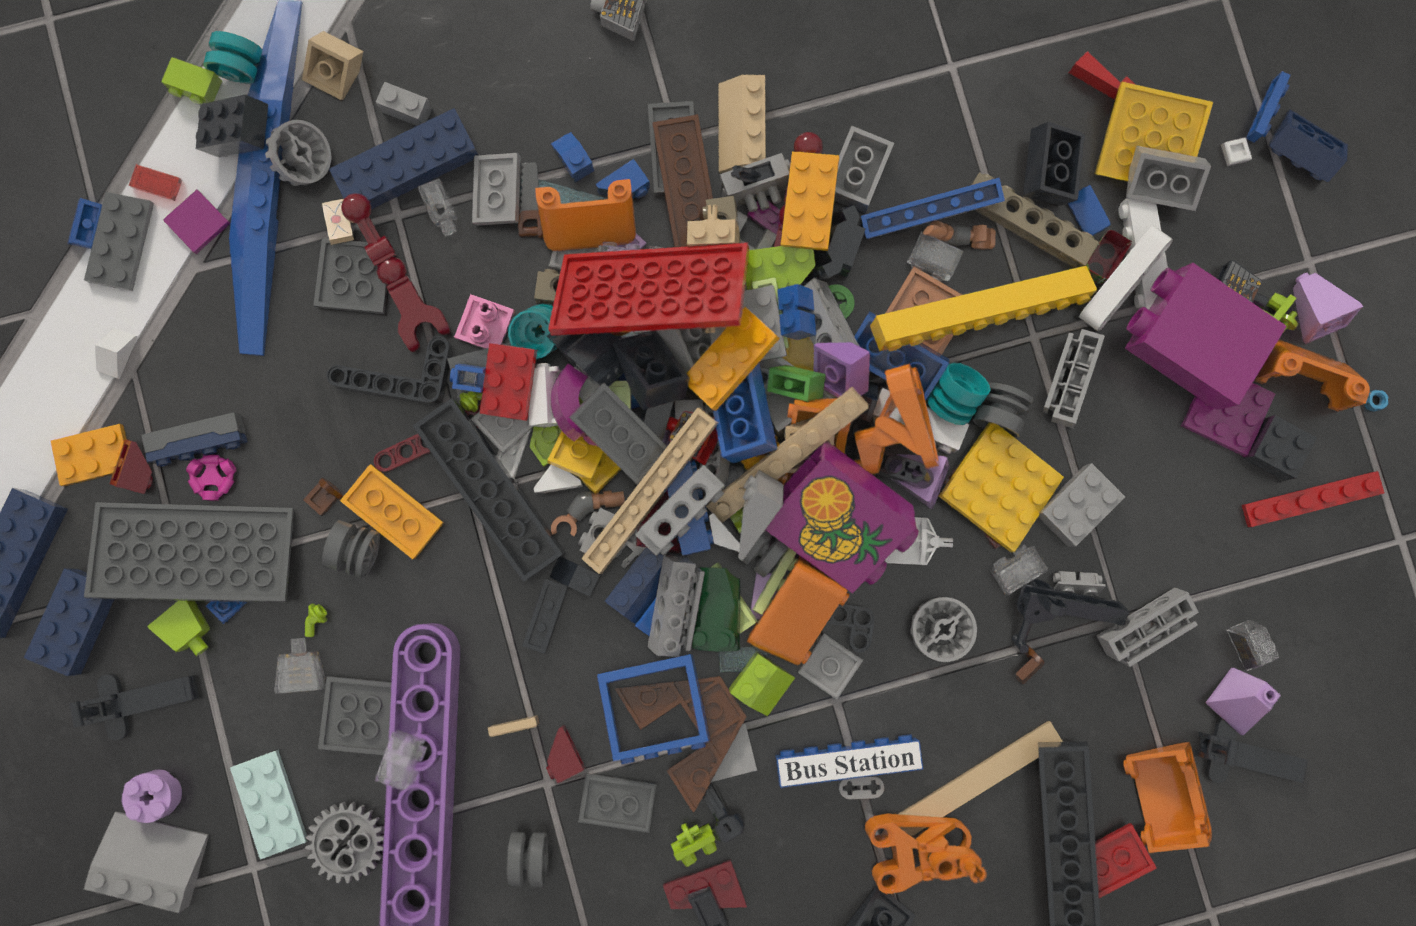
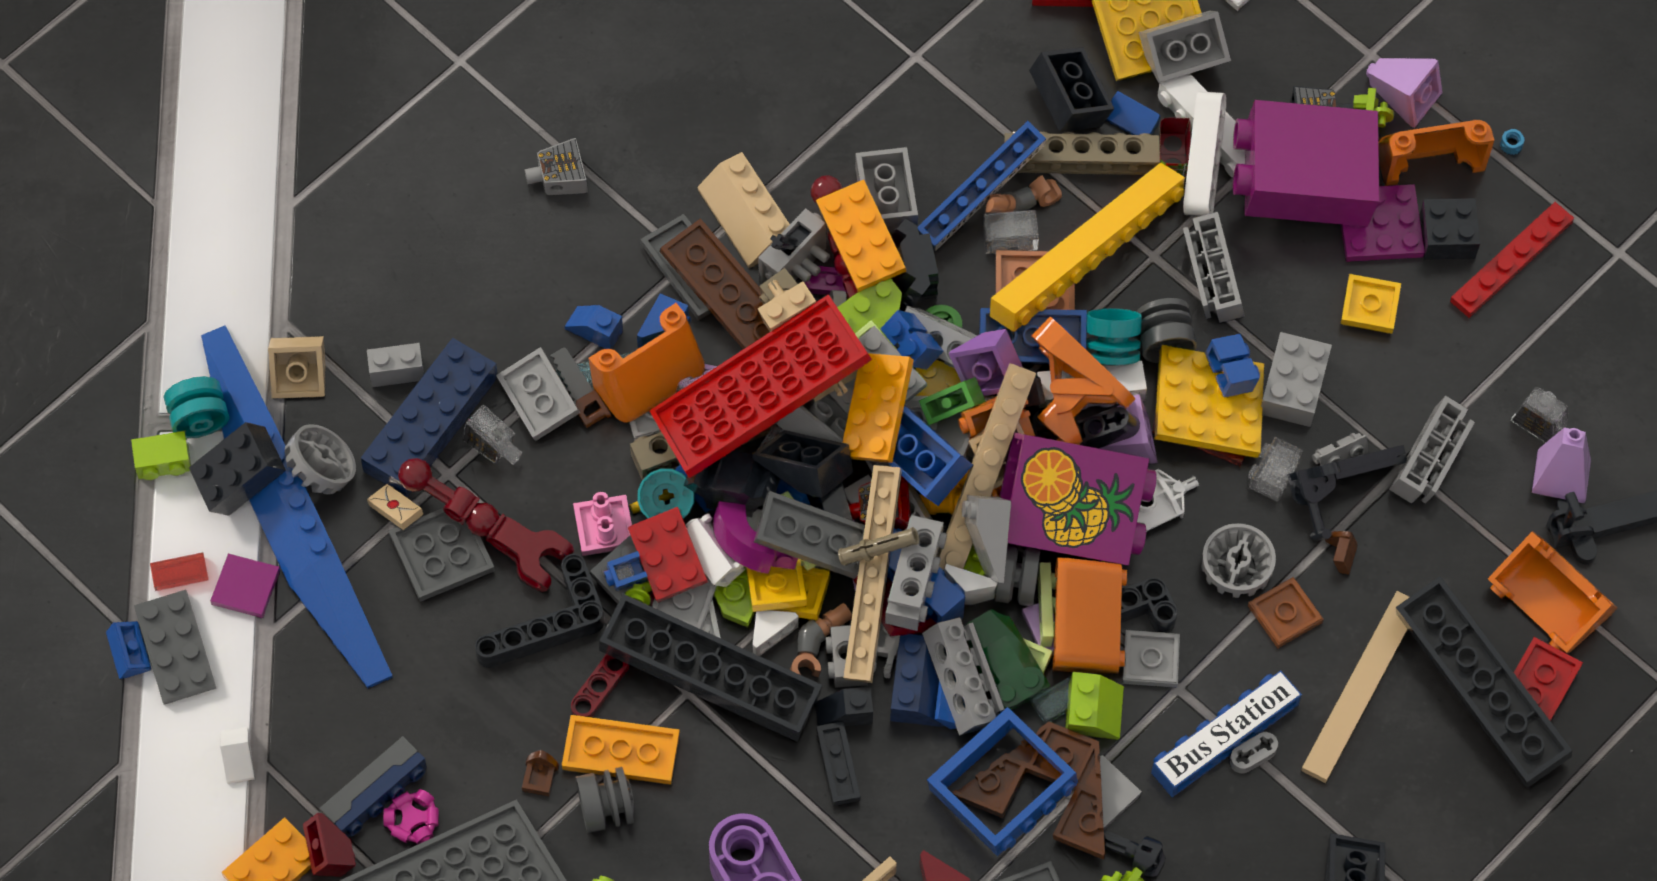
camera: 25 degrees left, 20 degrees down
(682, 487) = (868, 549): none -> dark tan pin
(944, 861) = (1321, 768): orange connector -> none
(954, 688) = (1285, 612): none -> dark orange tile
(1041, 460) = (1232, 357): none -> blue piece
(1178, 474) = (1370, 303): none -> yellow plate

